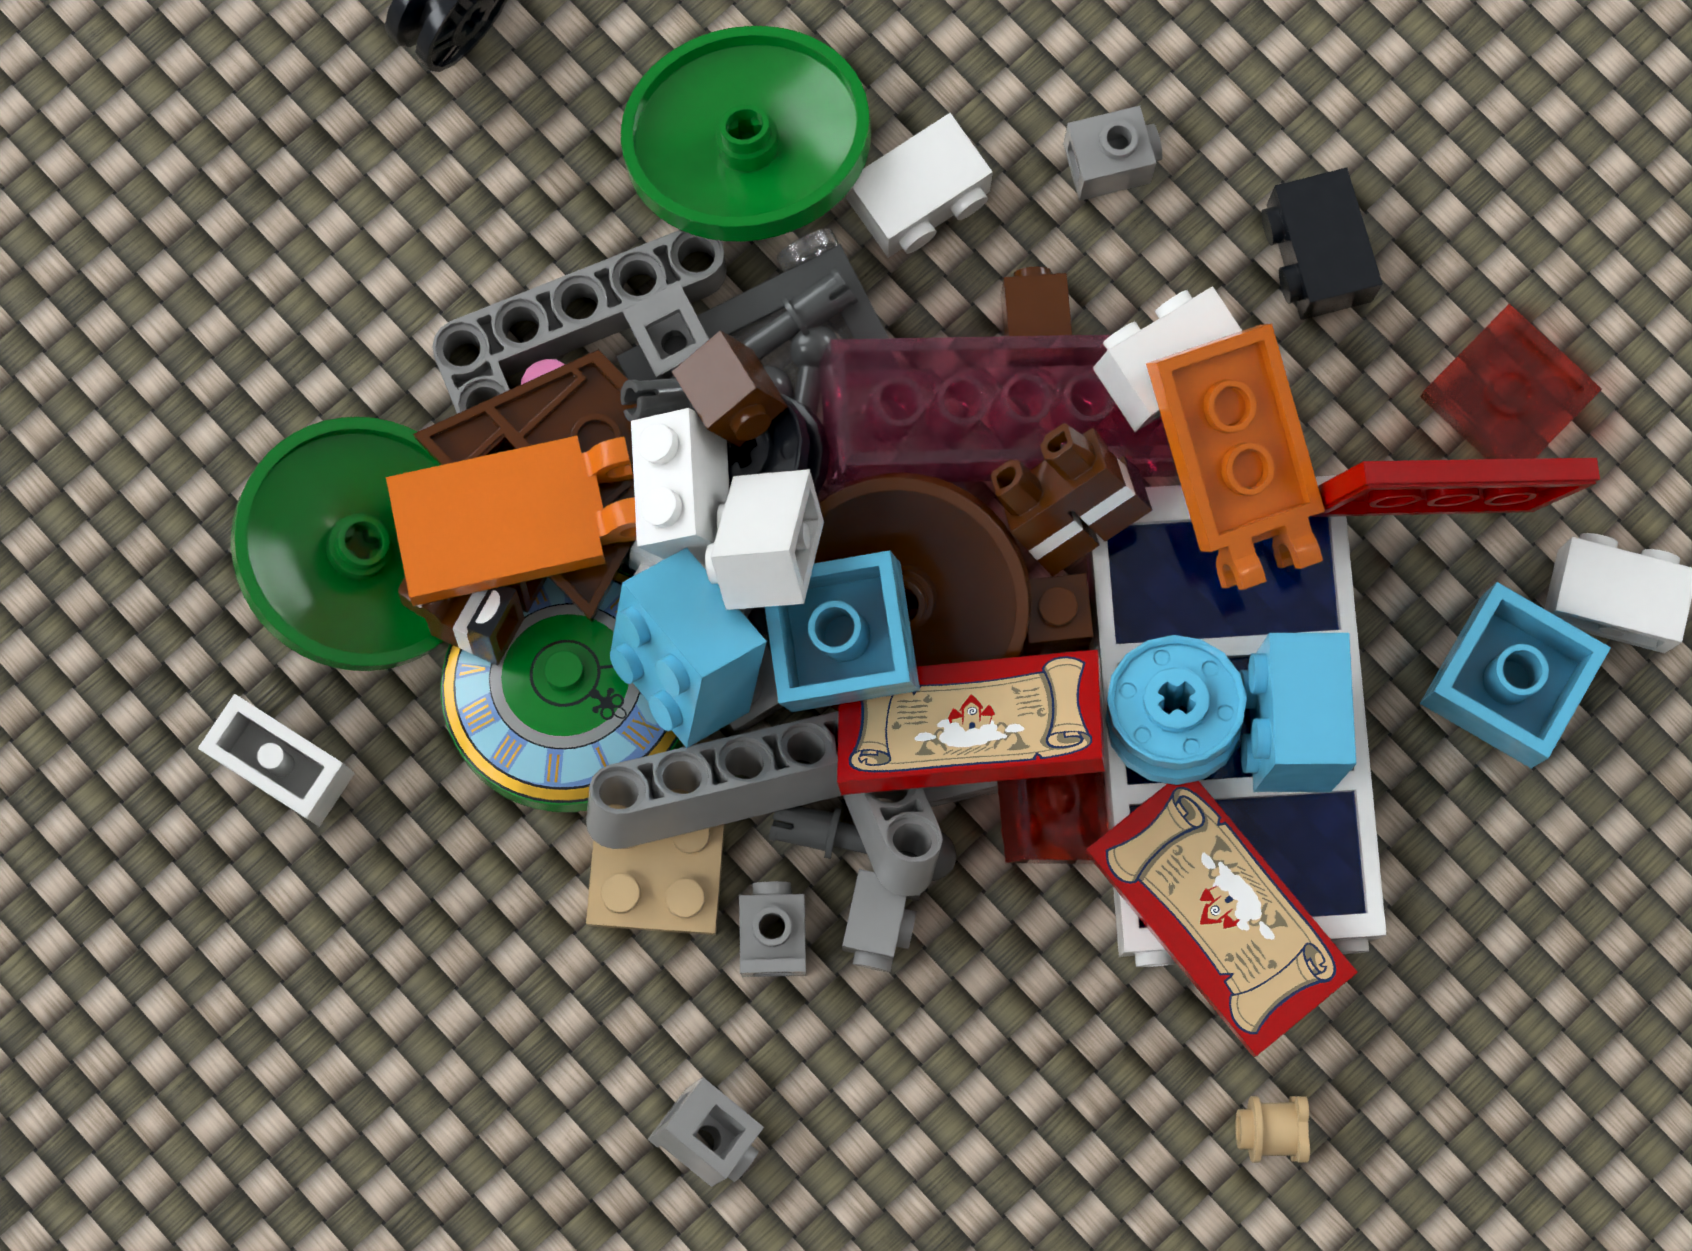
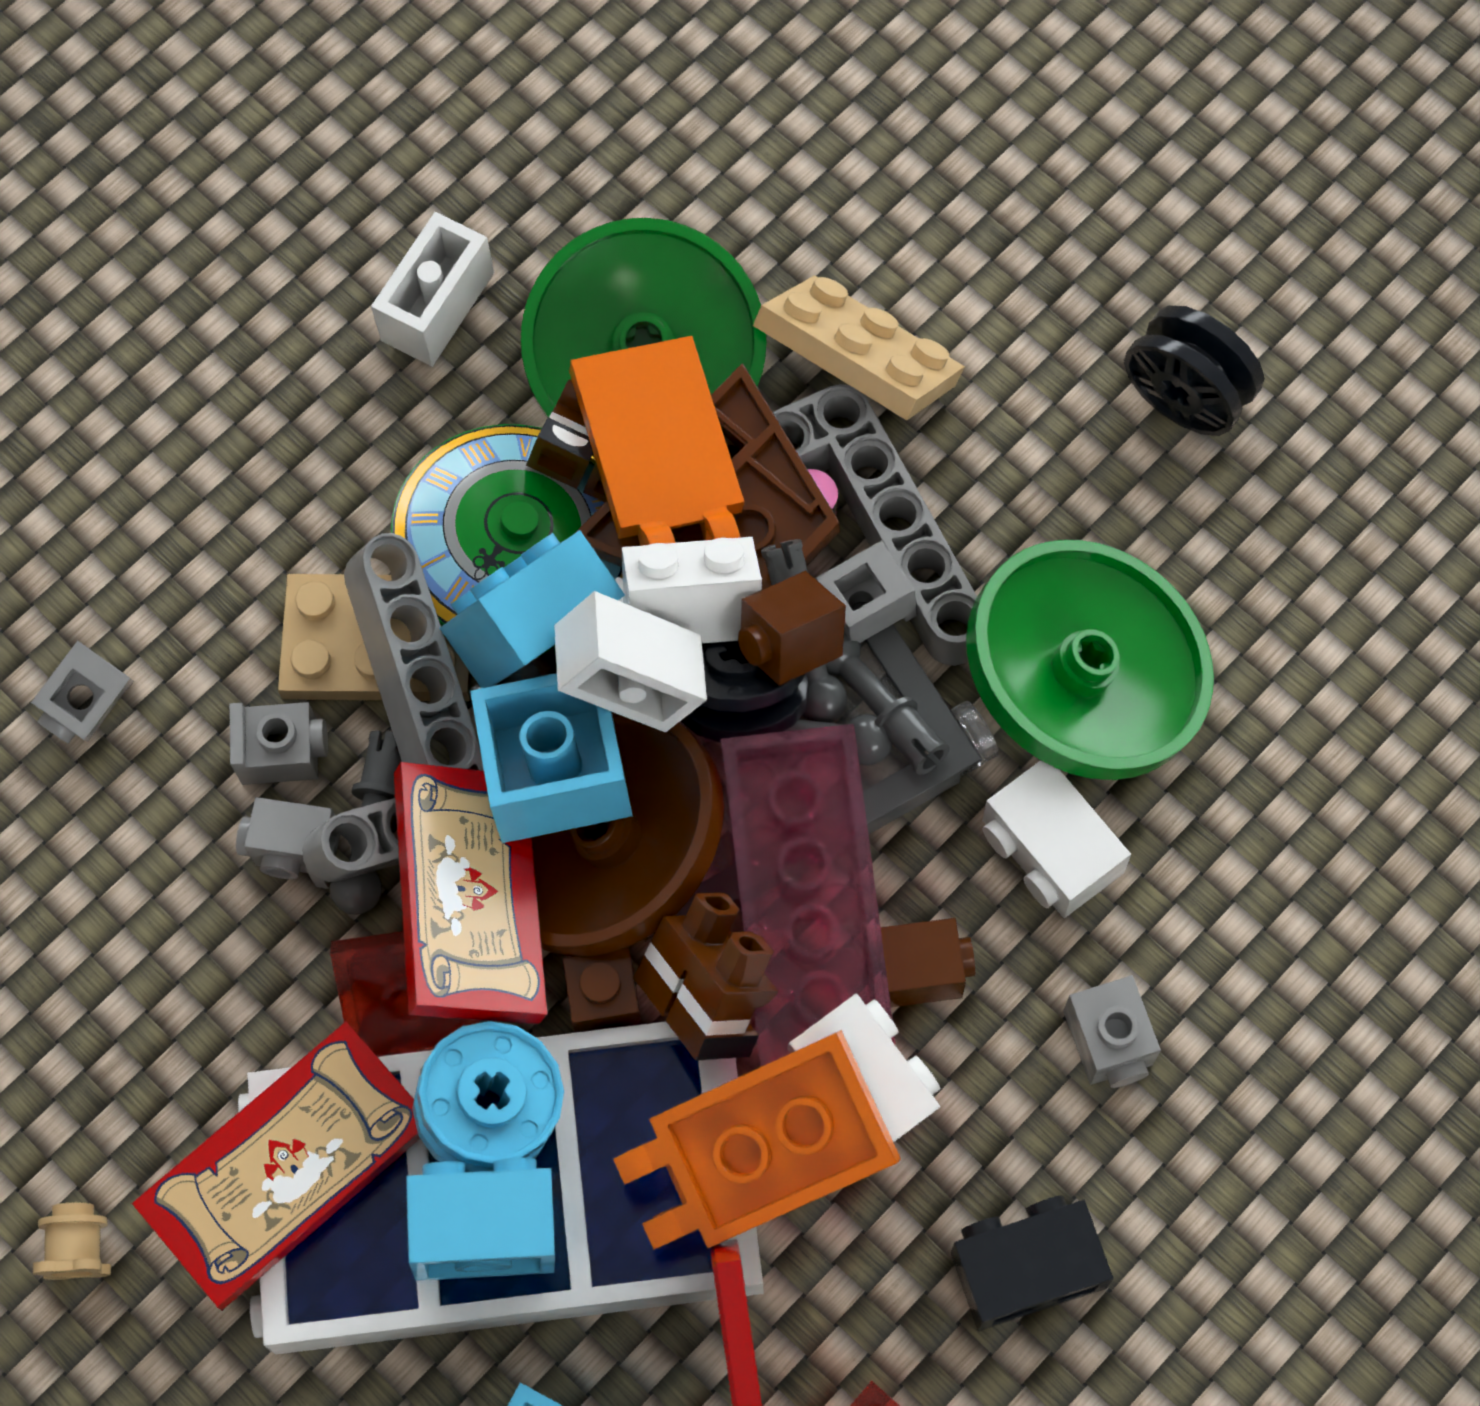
camera: 90 degrees right, 10 degrees down
(386, 326) = (860, 345): none -> tan plate

